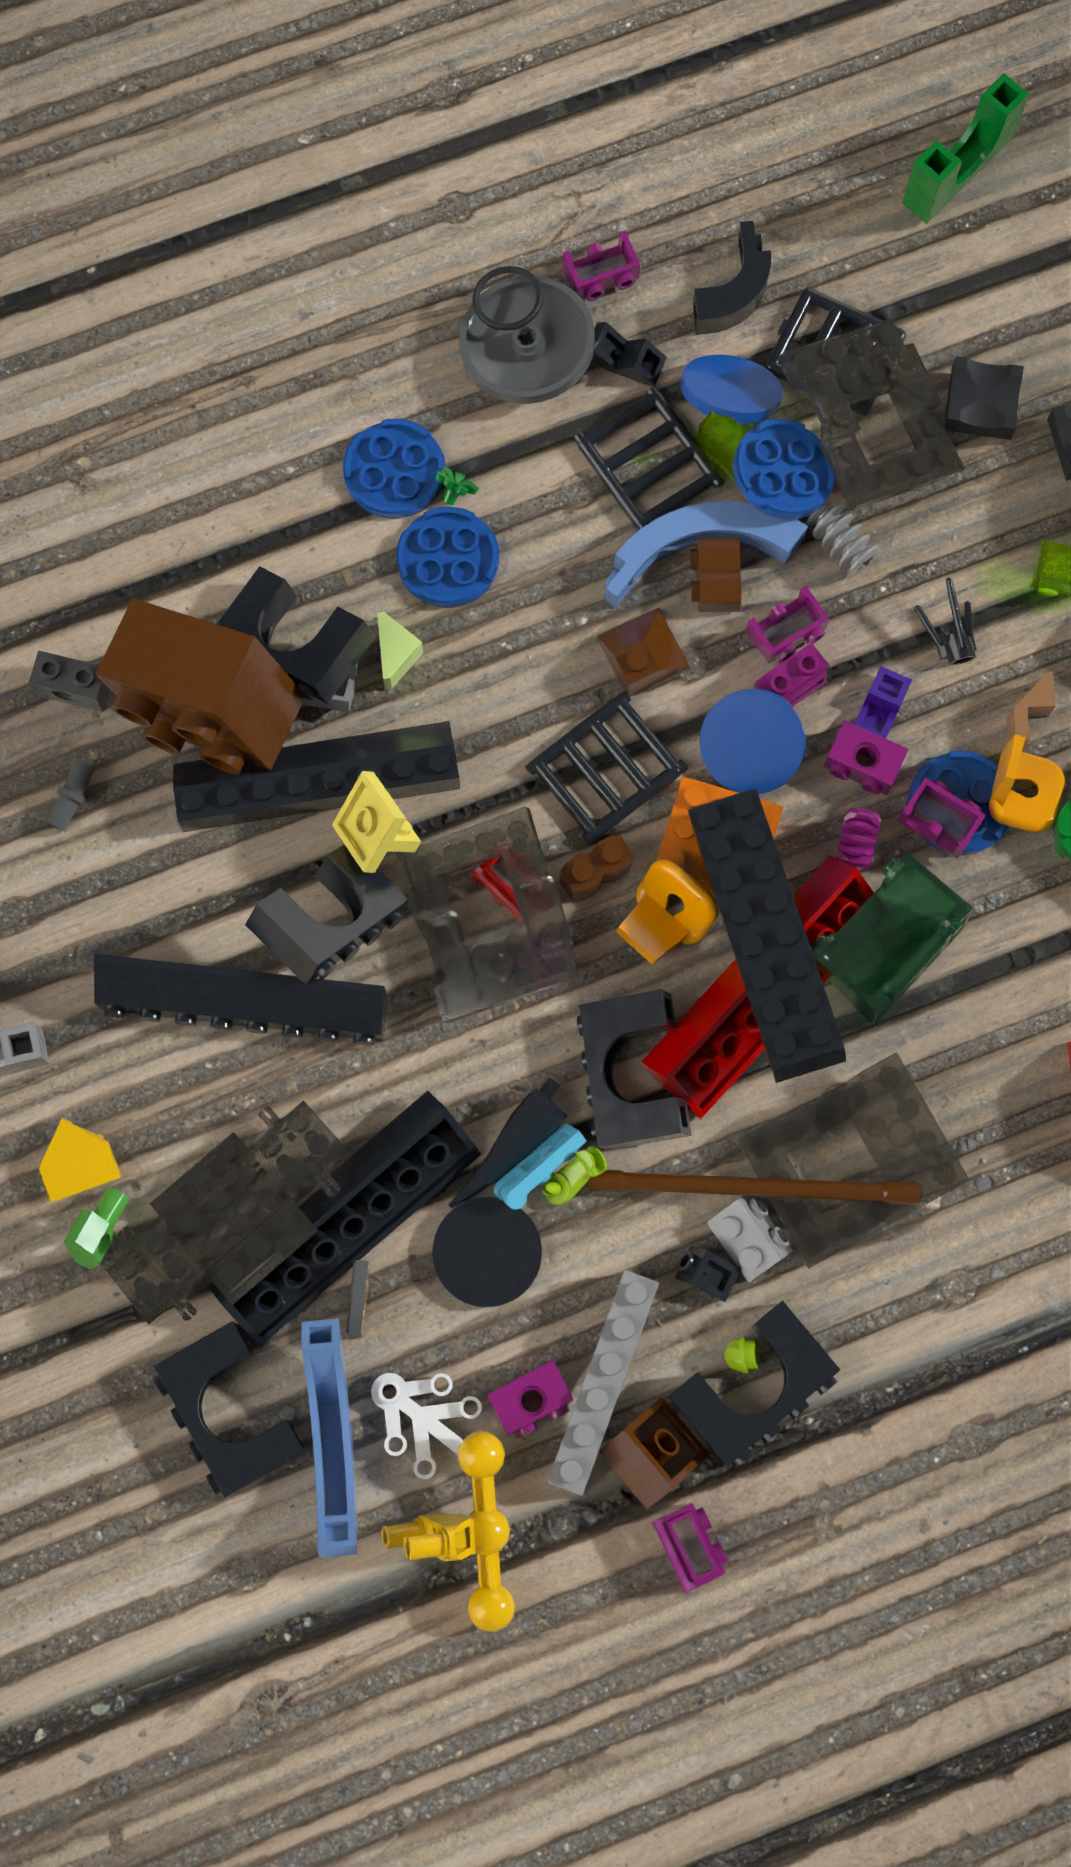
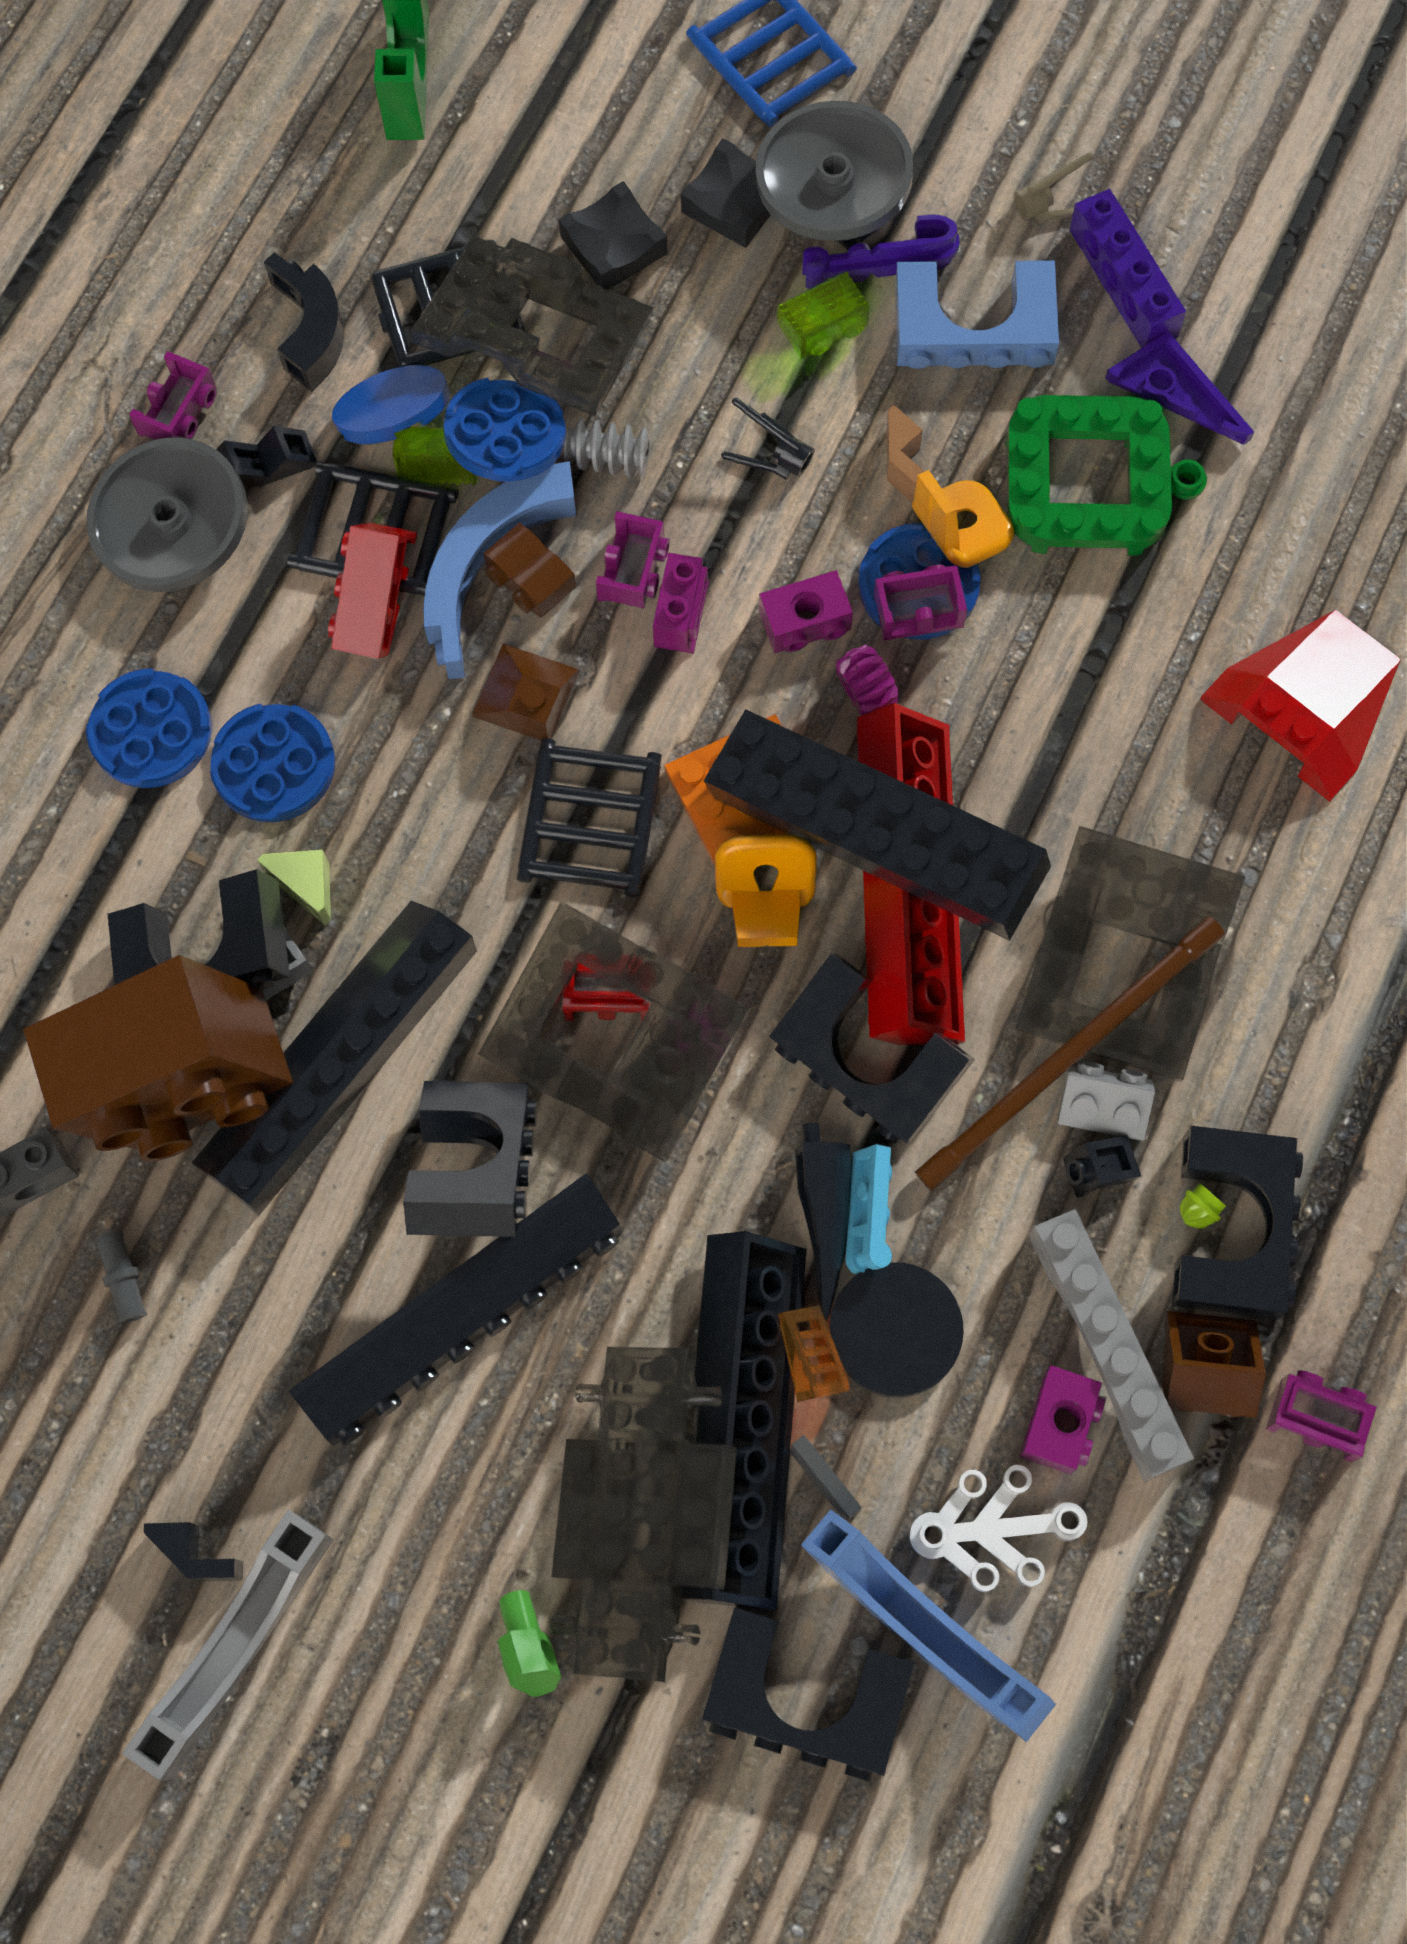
camera: 40 degrees left, 5 degrees down
(76, 1161) = (446, 1604): yellow slope -> none
(373, 824) = (434, 1043): light yellow bracket -> none
(427, 1235) = (829, 1363): none -> clear orange slope
(454, 485) = (220, 694): green plant -> none
(459, 1536) = (1126, 1599): yellow connector -> none
(509, 326) = (96, 466): black tyre -> none
(573, 1176) = (908, 1189): lime piece -> none
(588, 871) = (669, 904): reddish brown brick -> none
(605, 499) = (369, 589): none -> wedge
(752, 741) = (697, 679): blue tile -> none
(883, 702) = (772, 553): dark purple slope -> none
(892, 937) = (978, 732): clear green windscreen -> none

